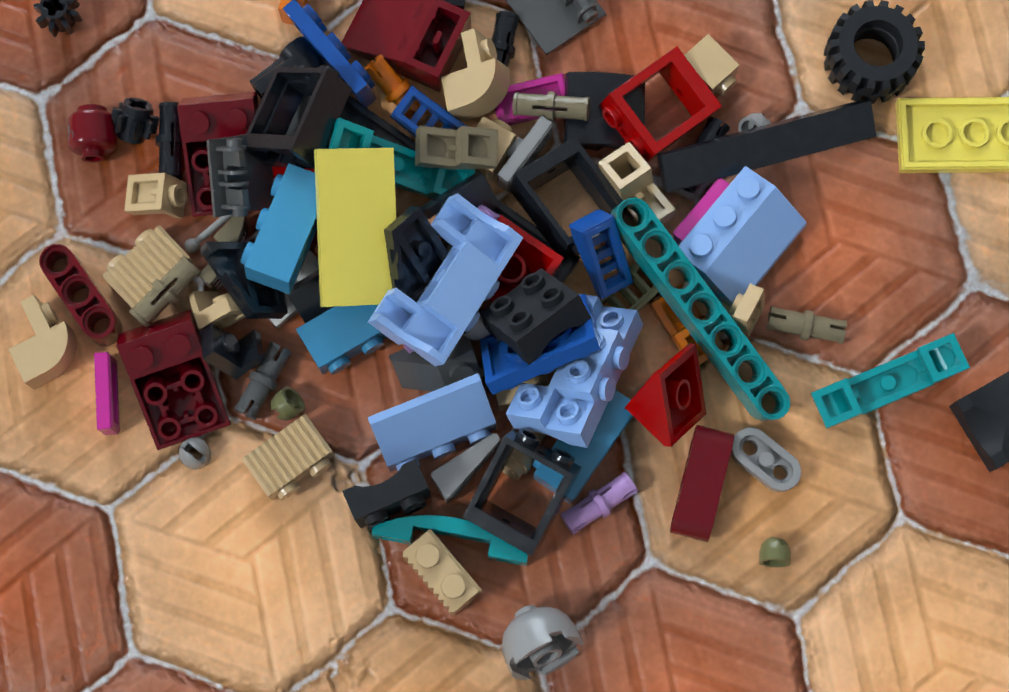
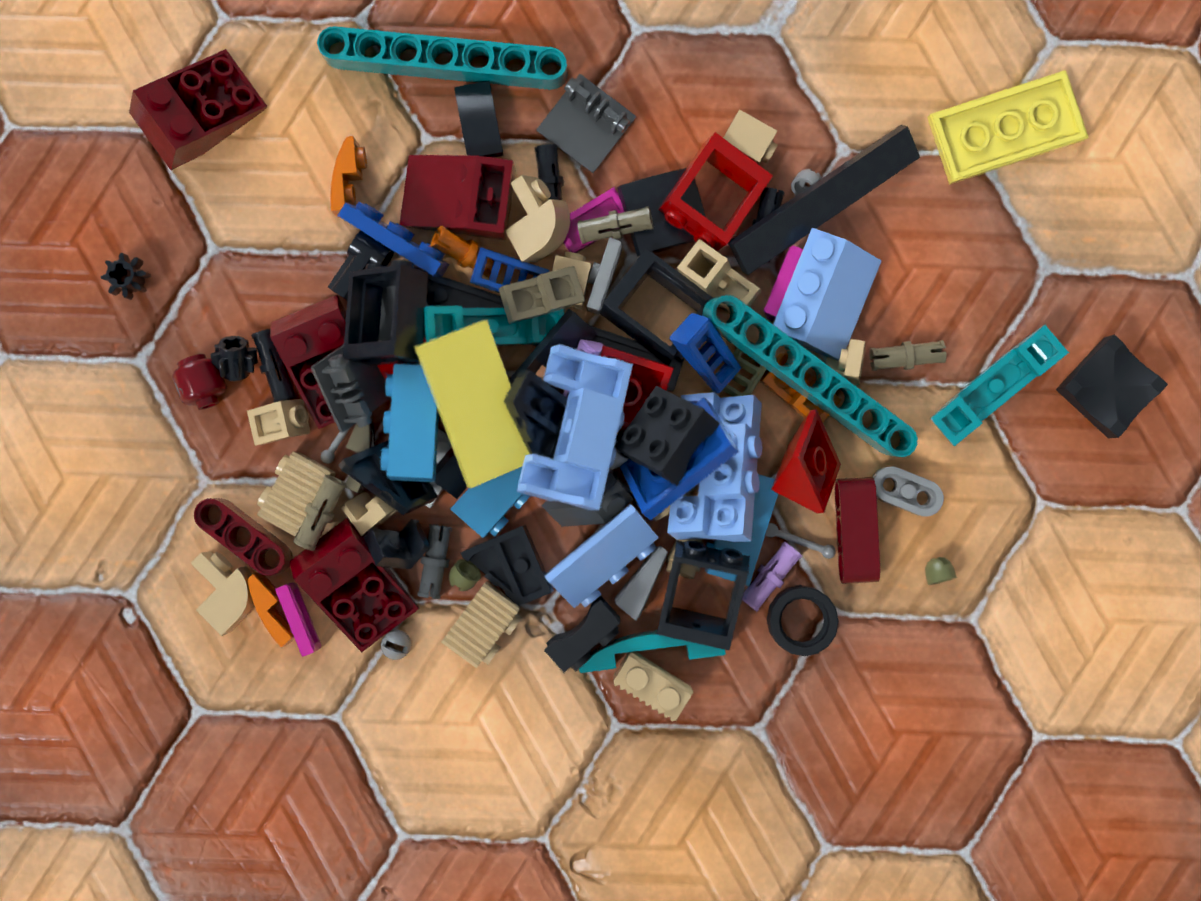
camera: 15 degrees left, 10 degrees up
(80, 369) = (265, 602): none -> orange slope
(339, 408) = (512, 565): none -> black wing
(538, 640) = (756, 717): light grey cylinder -> none
(614, 458) = (827, 551): none -> light grey hinge
(640, 538) = (828, 630): none -> black tyre
(885, 26) = (910, 52): black tyre -> none

